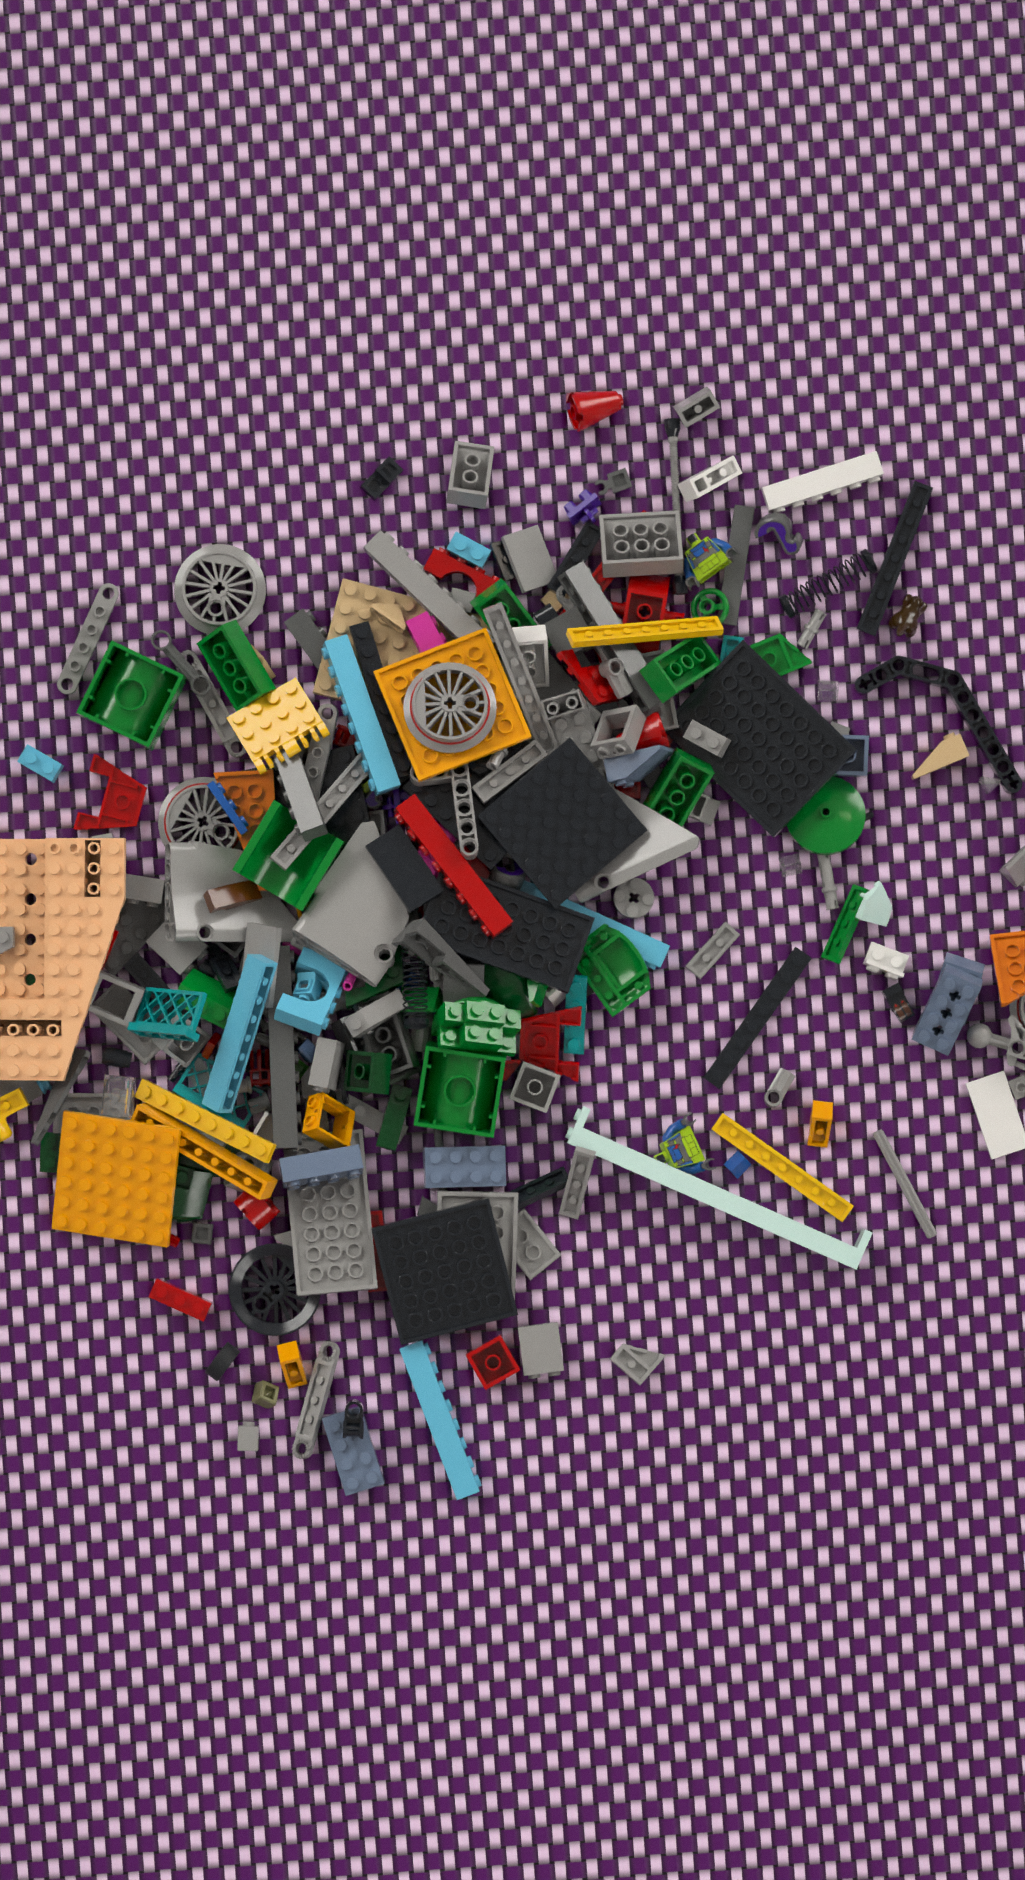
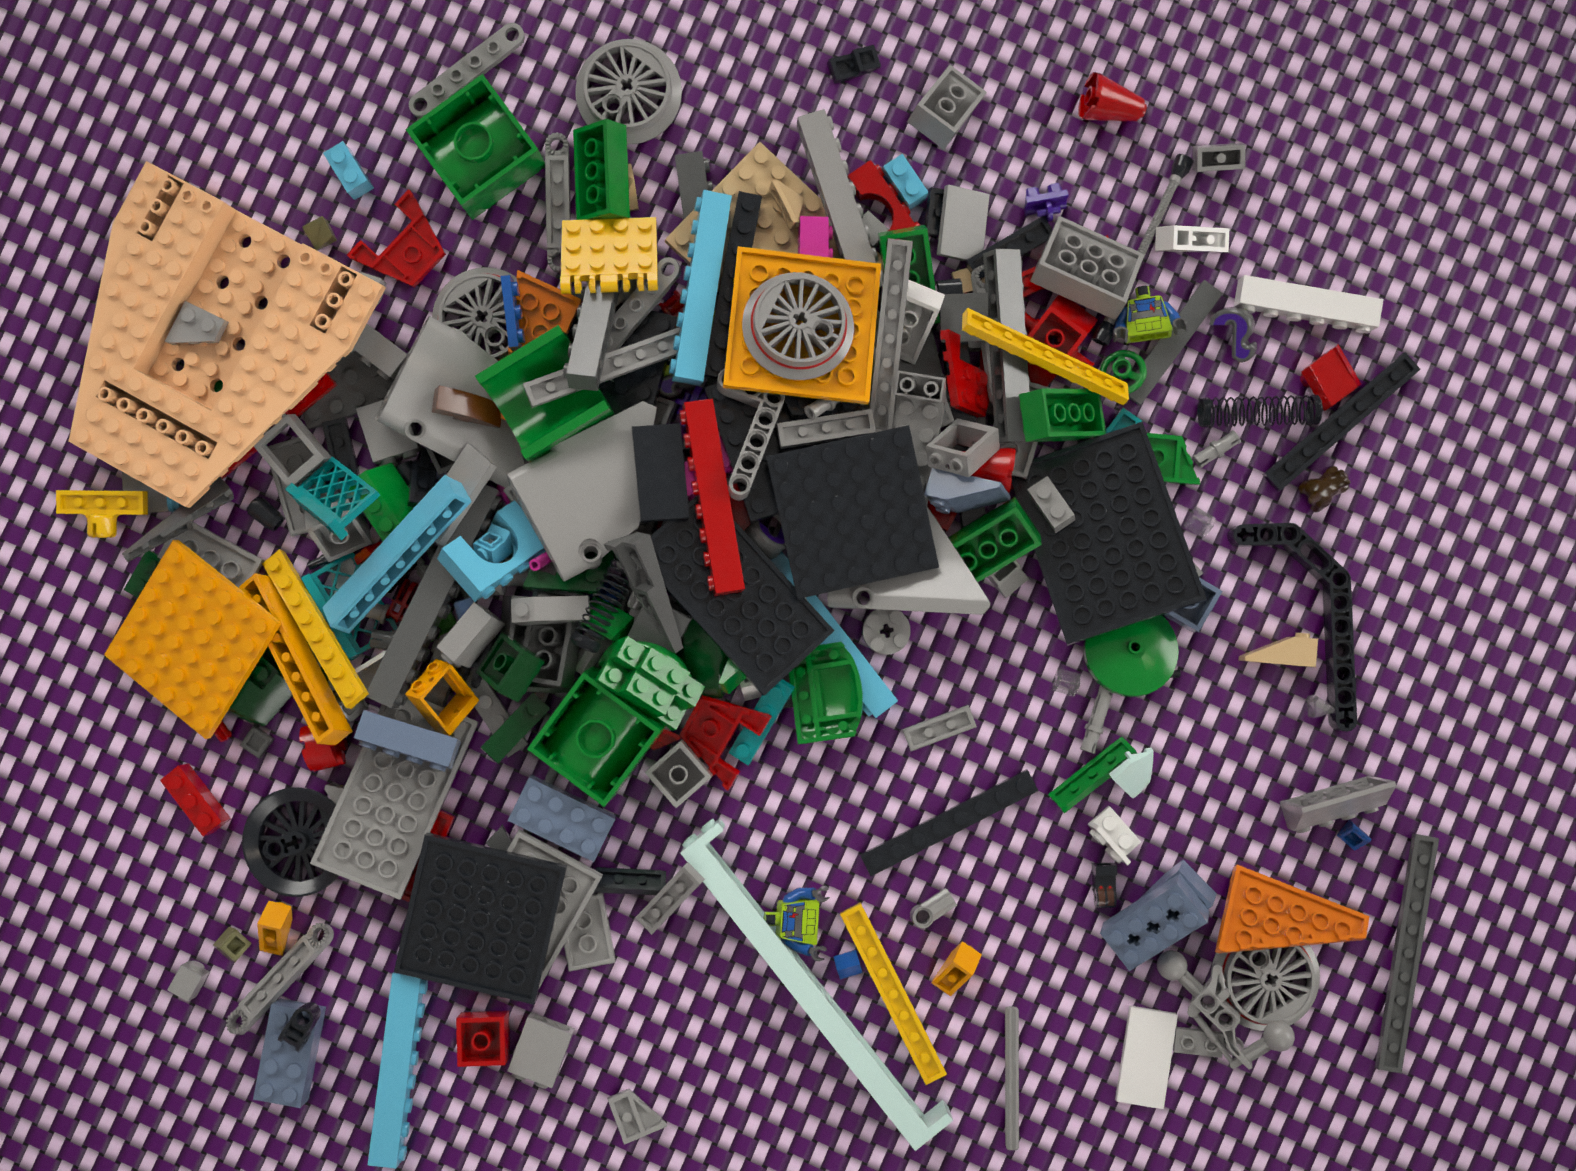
camera: 30 degrees right, 0 degrees up
(43, 823) = (319, 233): none -> olive slope
(118, 1096) = (243, 555): clear slope -> none
(180, 662) = (546, 141): dark grey piece -> none
(222, 1361) = (201, 888): black tyre -> none
(616, 481) = (1095, 192): dark grey plate -> none
(617, 678) = (991, 388): light grey piece -> none
(869, 529) = (1330, 377): none -> red slope

